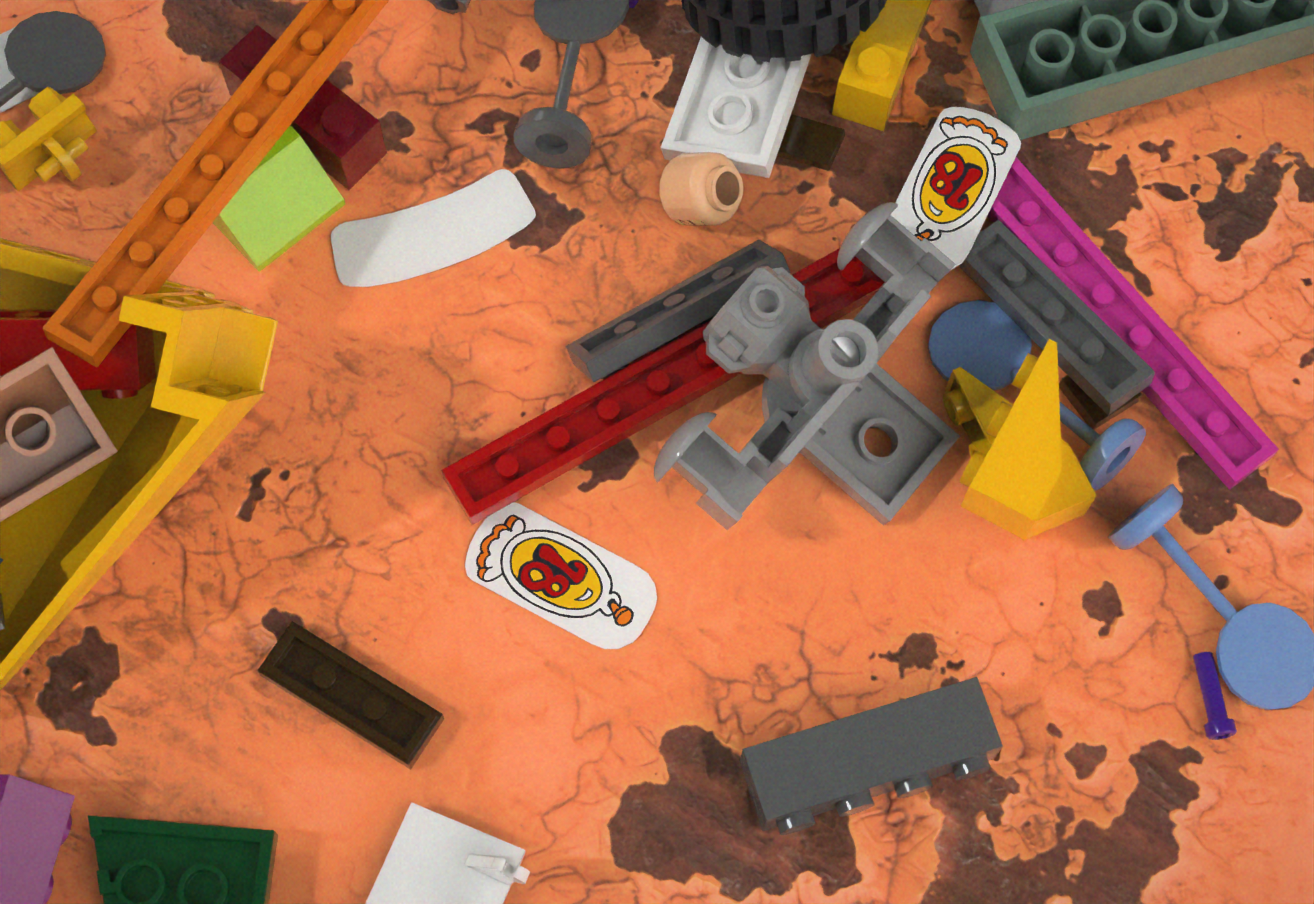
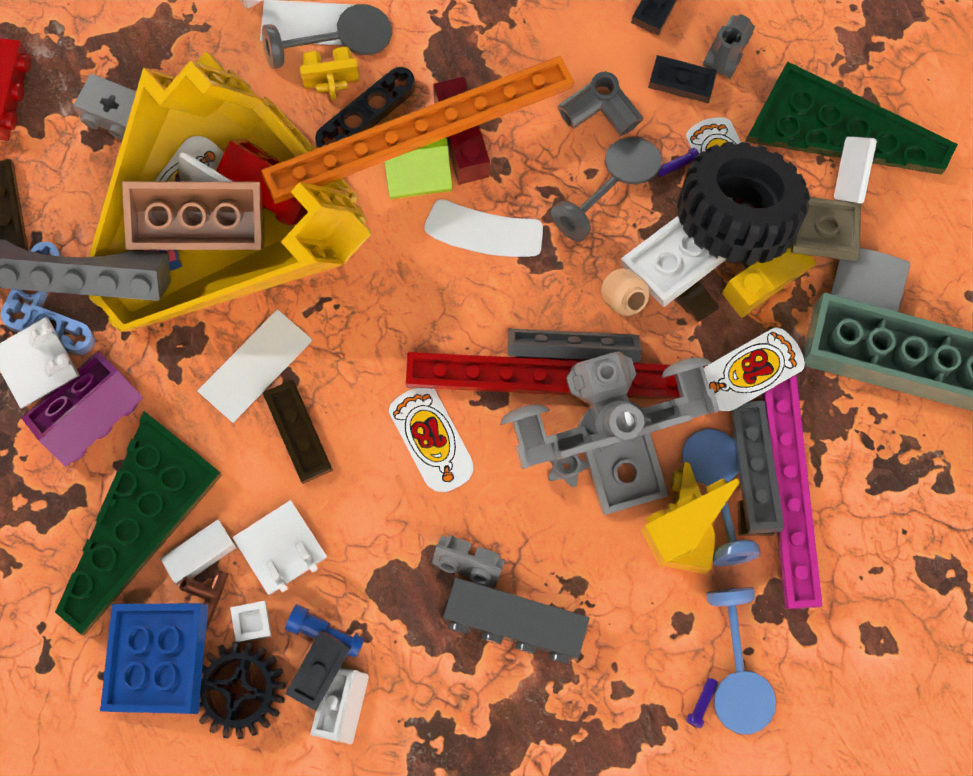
camera: 30 degrees right, 5 degrees up
(130, 166) = (362, 109): none -> black beam
(217, 641) = (255, 366): none -> white sticker
(714, 726) = (453, 557): none -> light grey hinge
(797, 500) = (569, 475): none -> light grey plate

